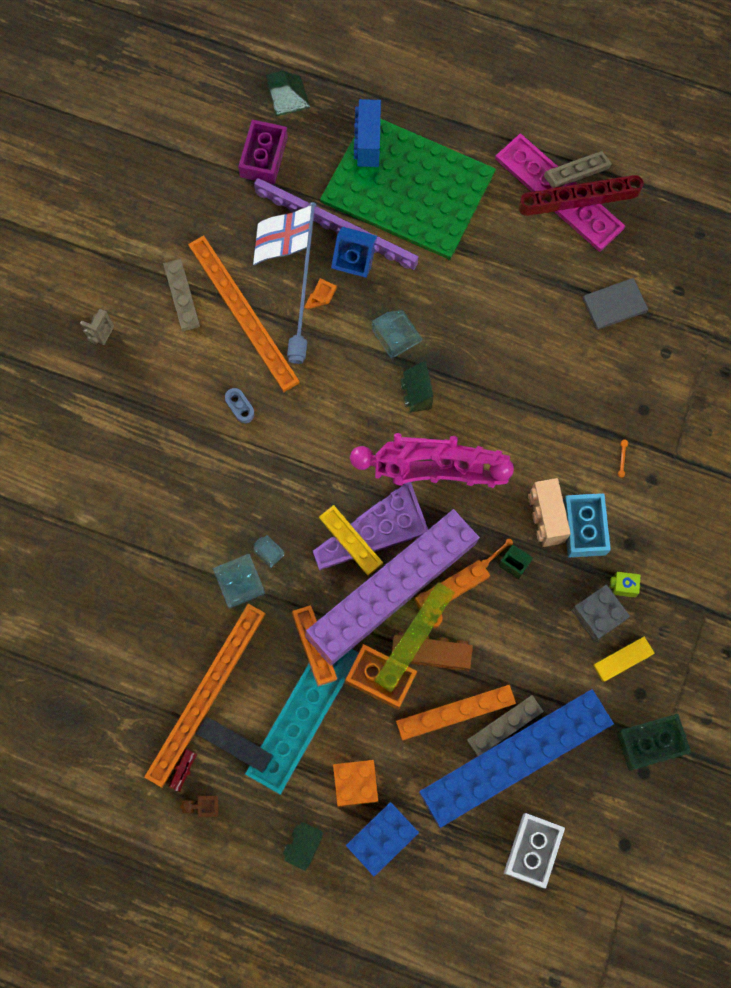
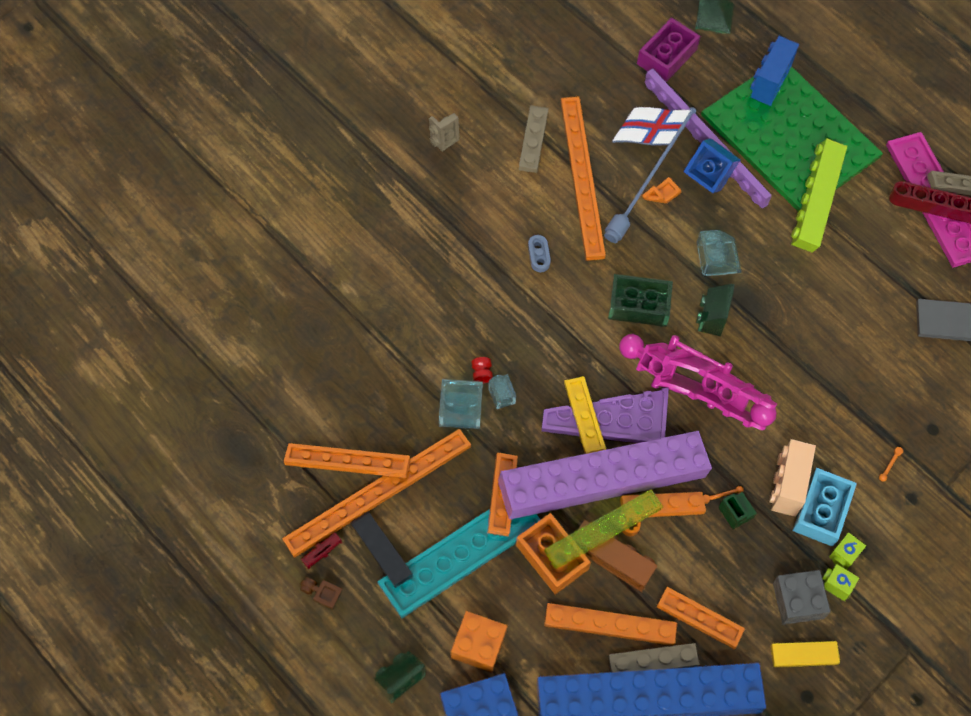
camera: 25 degrees right, 10 degrees down
(165, 680) = (347, 460): none -> orange plate
(242, 540) = (482, 369): none -> red wheel
(349, 410) = (640, 300): none -> clear green brick
(459, 237) = (819, 195): none -> lime brick
(526, 670) = (700, 618): none -> orange plate
(620, 555) = (847, 551): none -> lime brick

